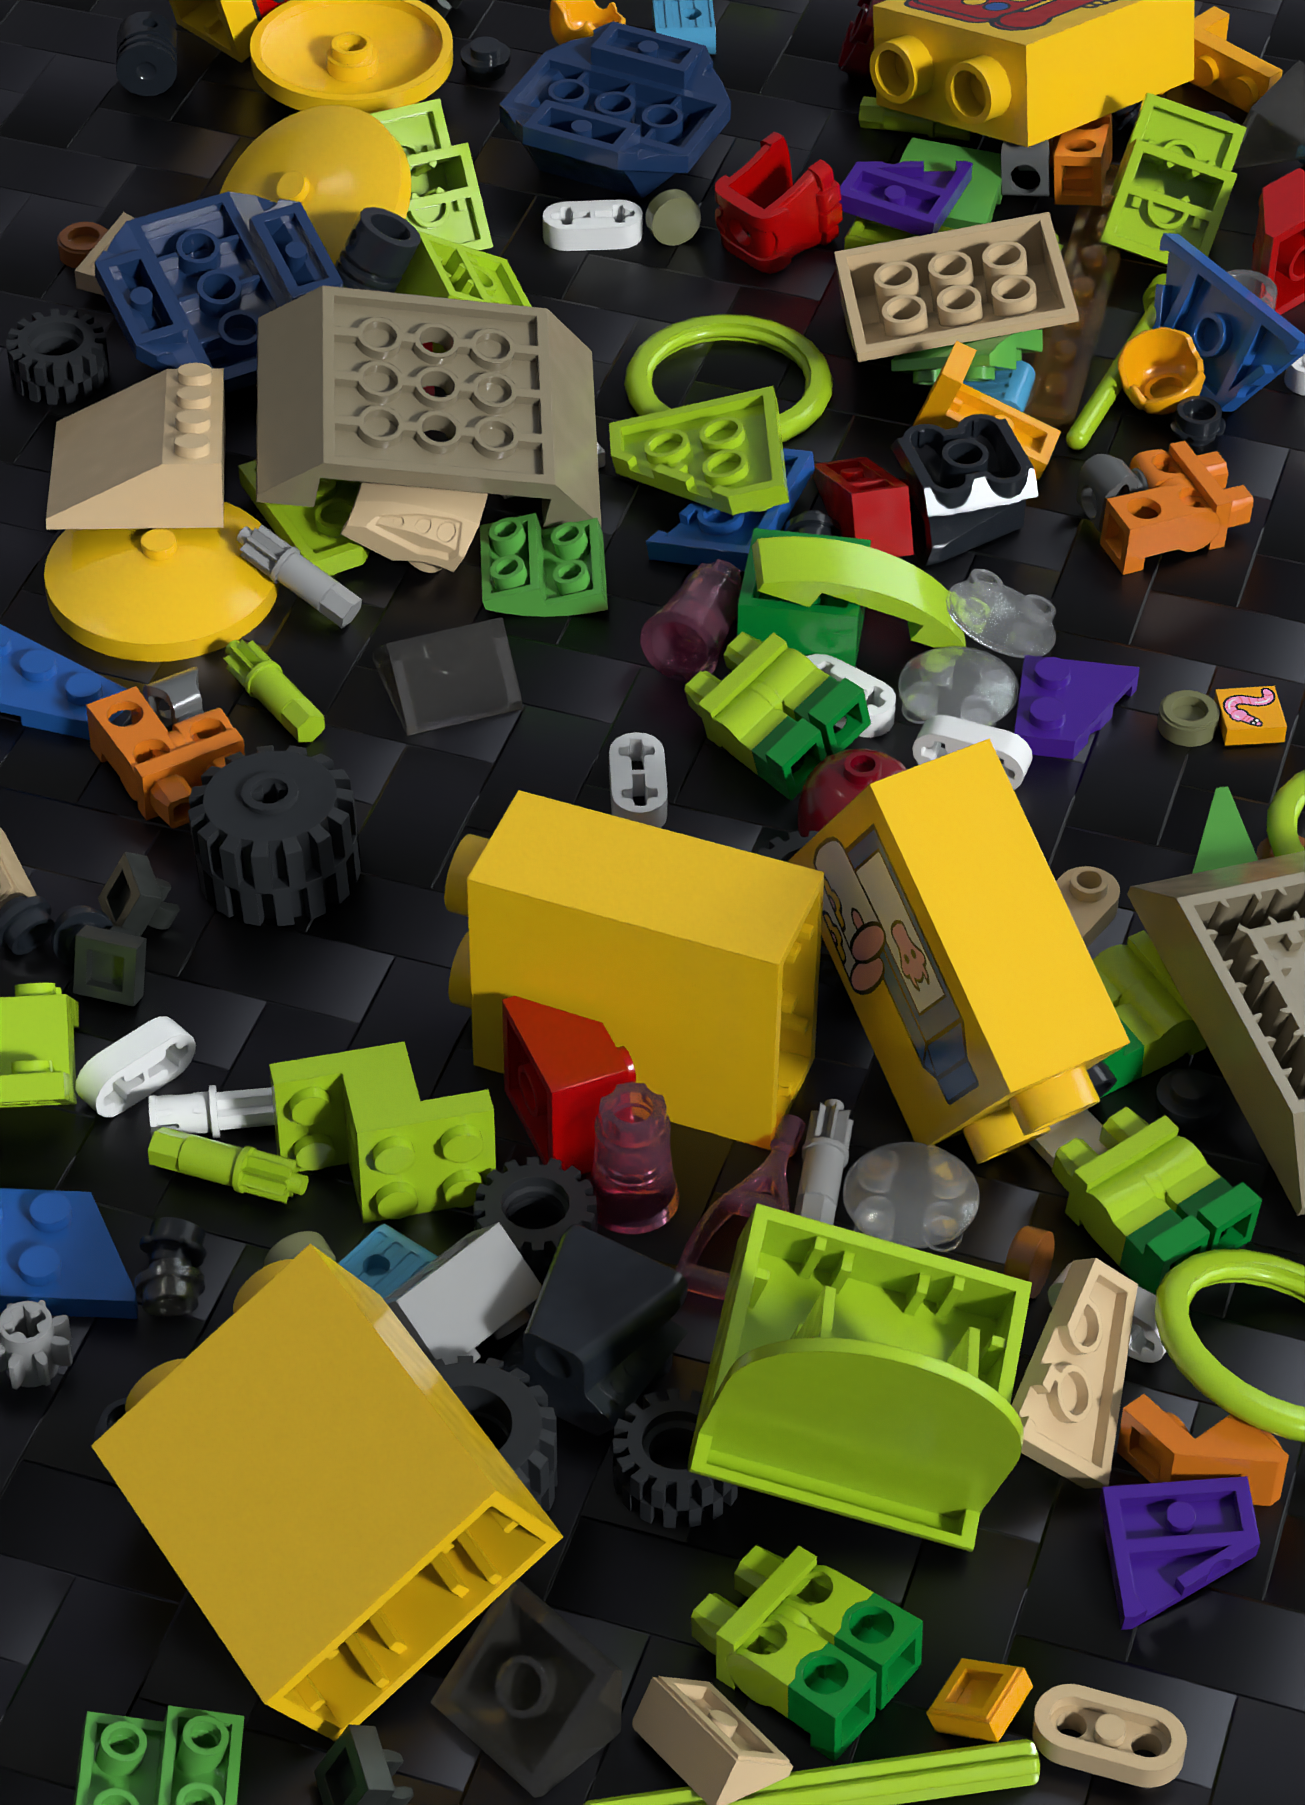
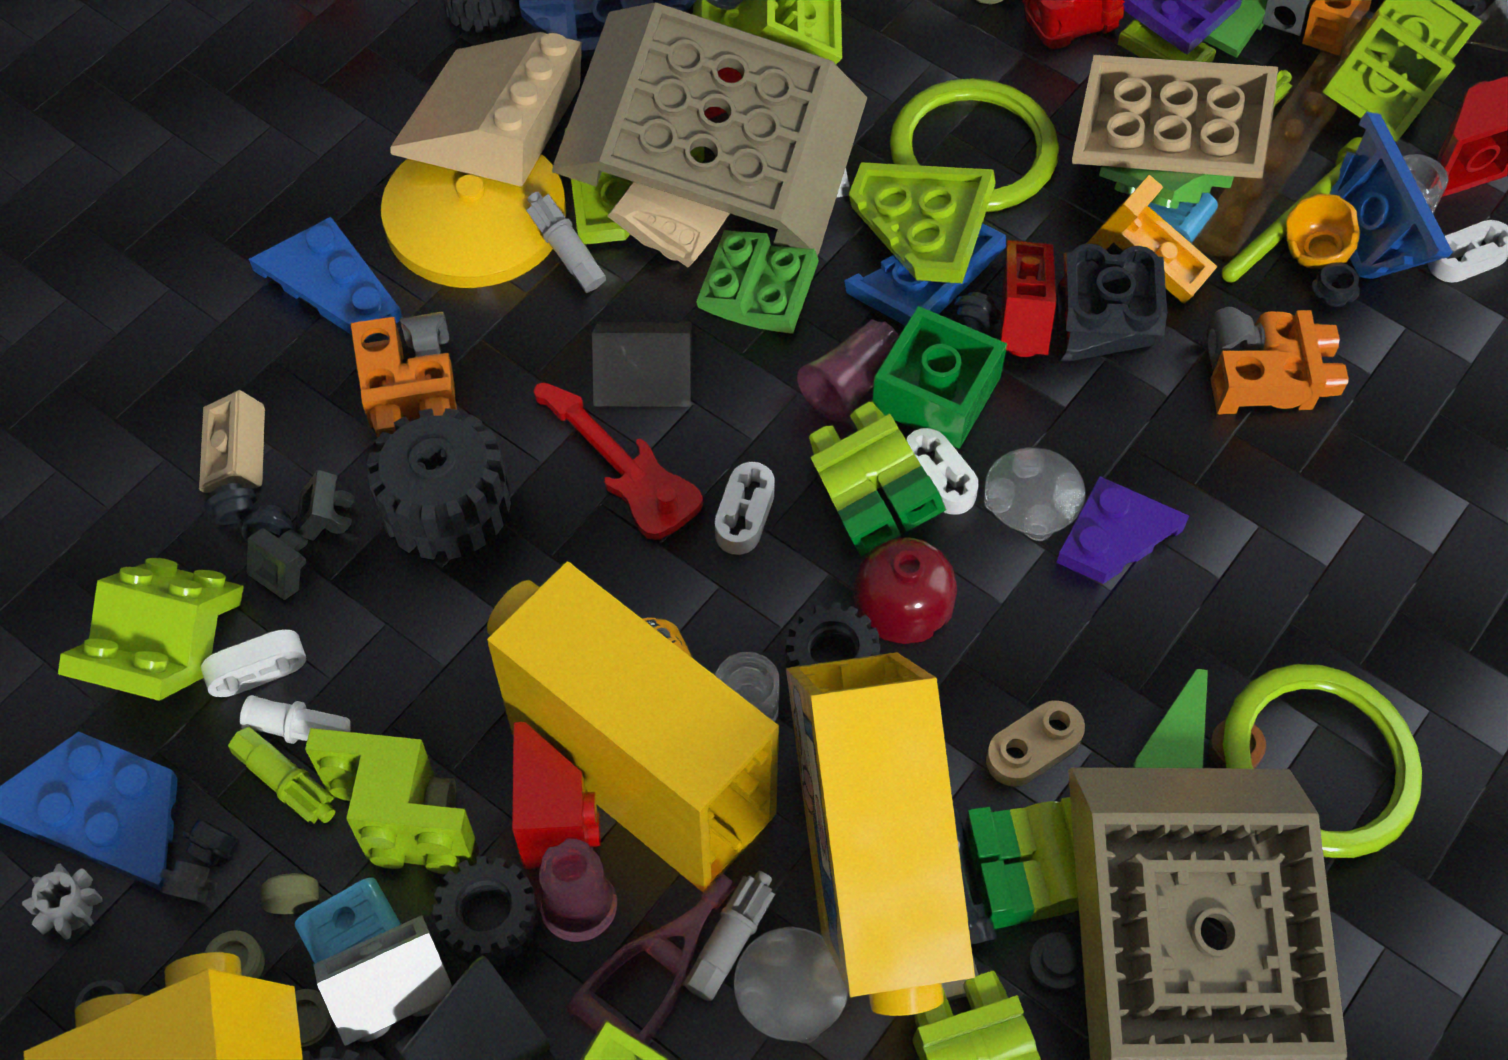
camera: 20 degrees right, 15 degrees up
(268, 684) = (507, 340): lime piece -> none
(492, 786) = (654, 496): none -> red piece
(807, 566) = (982, 381): lime slope -> none
(961, 733) = (1017, 562): white beam -> none
(1002, 616) = (1095, 434): clear dish -> none
(1188, 718) = (1212, 575): olive tile -> none
(1250, 715) = (1264, 588): light orange tile -> none

